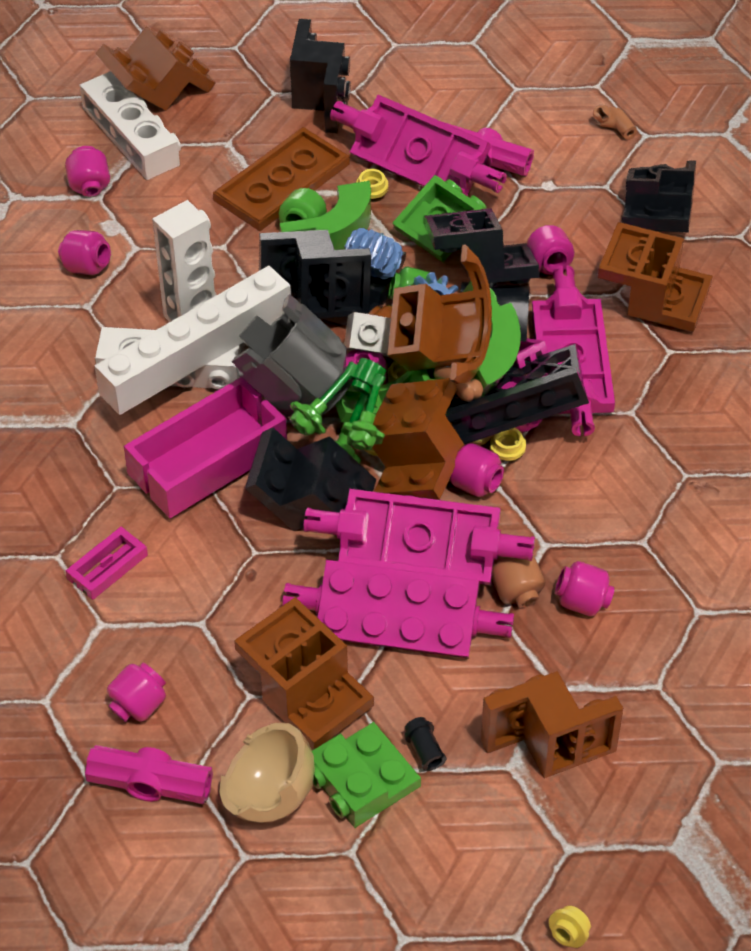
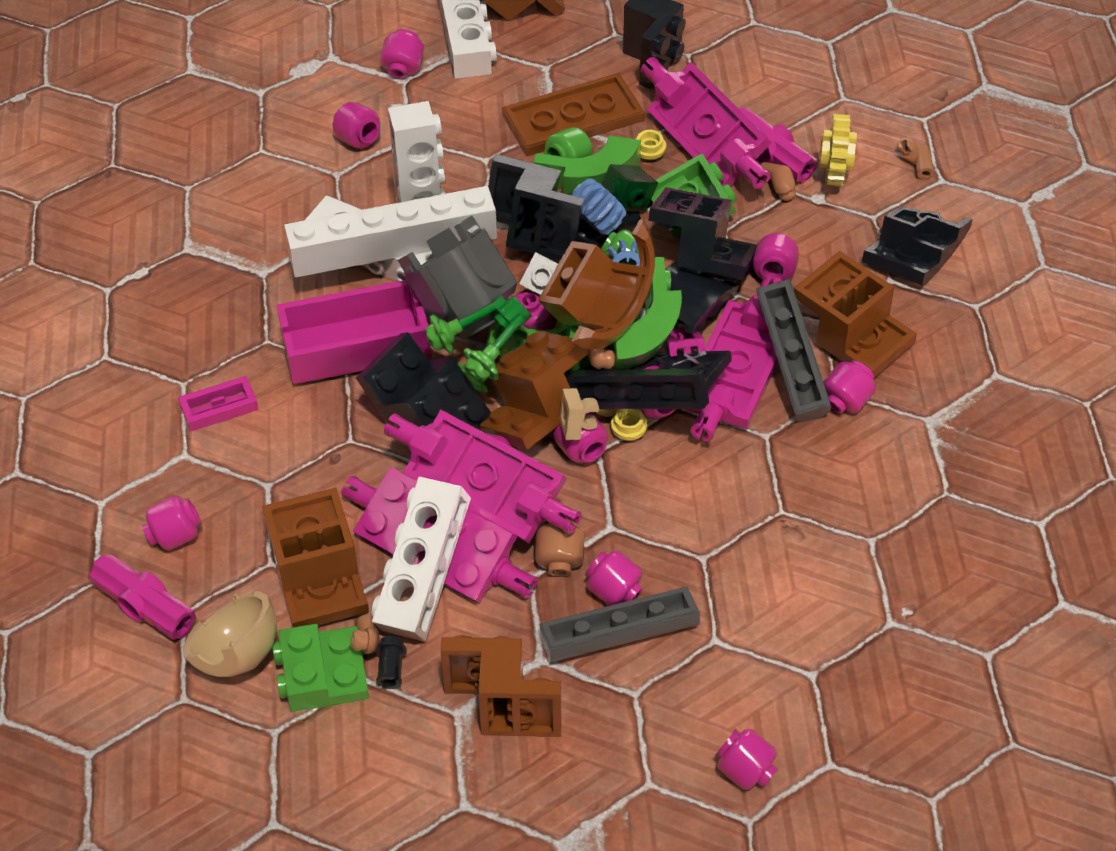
camera: 25 degrees right, 0 degrees up
(385, 221) = (630, 186): none -> dark green brick
(393, 729) = (367, 635): none -> nougat arm
(407, 573) = (415, 615): none -> white brick
(472, 449) = (573, 413): none -> tan tile
(515, 180) = (782, 180): none -> nougat arm
(551, 134) = (837, 150): none -> light yellow gear
(612, 628) = (619, 624): none -> dark grey brick
(622, 325) = (793, 351): none -> dark grey brick
(683, 343) = (849, 386): none -> dark pink head

